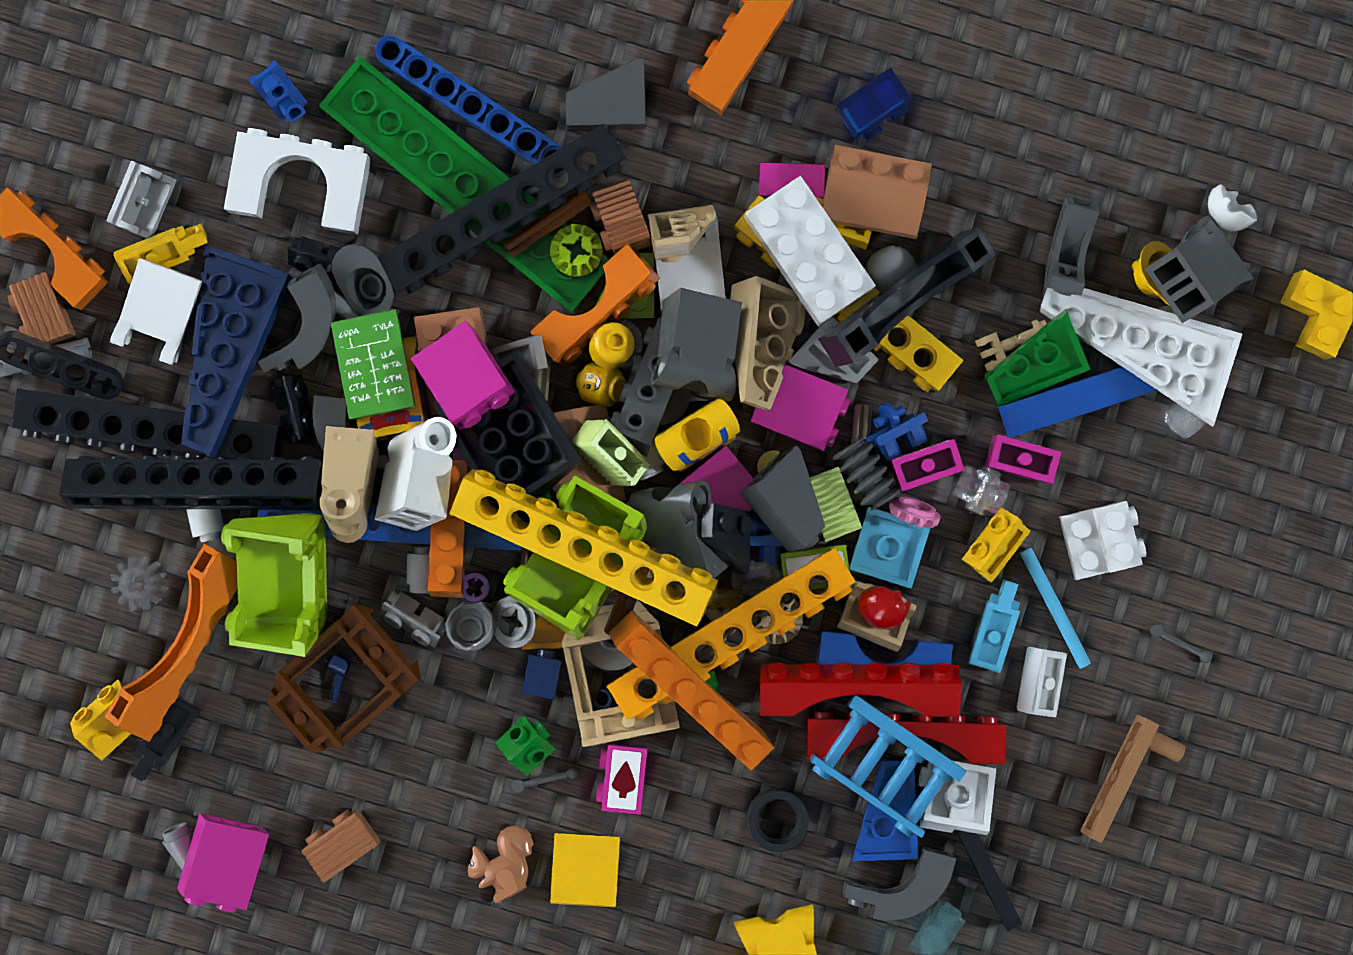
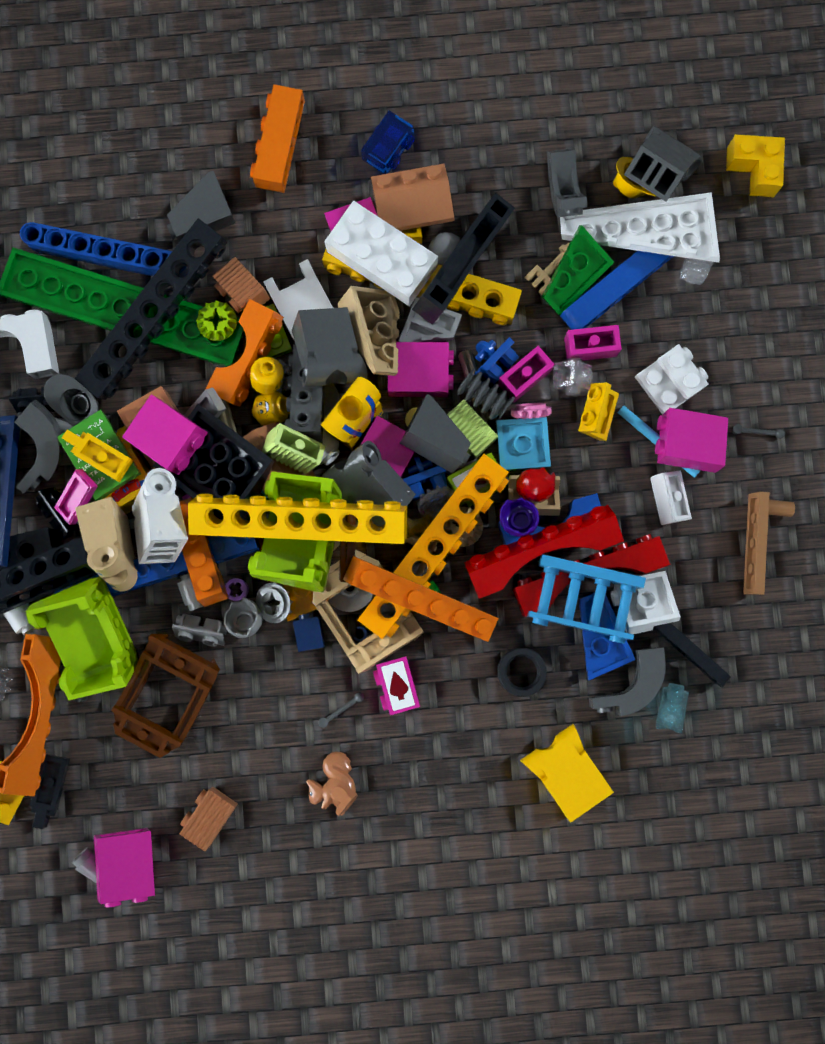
camera: 15 degrees left, 5 degrees down
(327, 405) = (76, 493): none -> dark pink tile
(339, 665) = (160, 685): dark blue hand -> none
(374, 367) = (99, 454): none -> yellow hinge
(526, 745) = (316, 689): green brick -> none
(546, 224) = (188, 310): reddish brown axle -> none
(585, 870) = (396, 765): yellow slope -> none
(678, 231) = (282, 277): tan wedge -> none
(729, 534) = (402, 473): black wing -> none
(847, 639) = (519, 517): none -> dark purple hair
(996, 629) = (623, 472): medium azure hinge -> none
(1093, 624) = (692, 440): none -> dark pink brick
(1227, 212) = (666, 122): white hair -> none

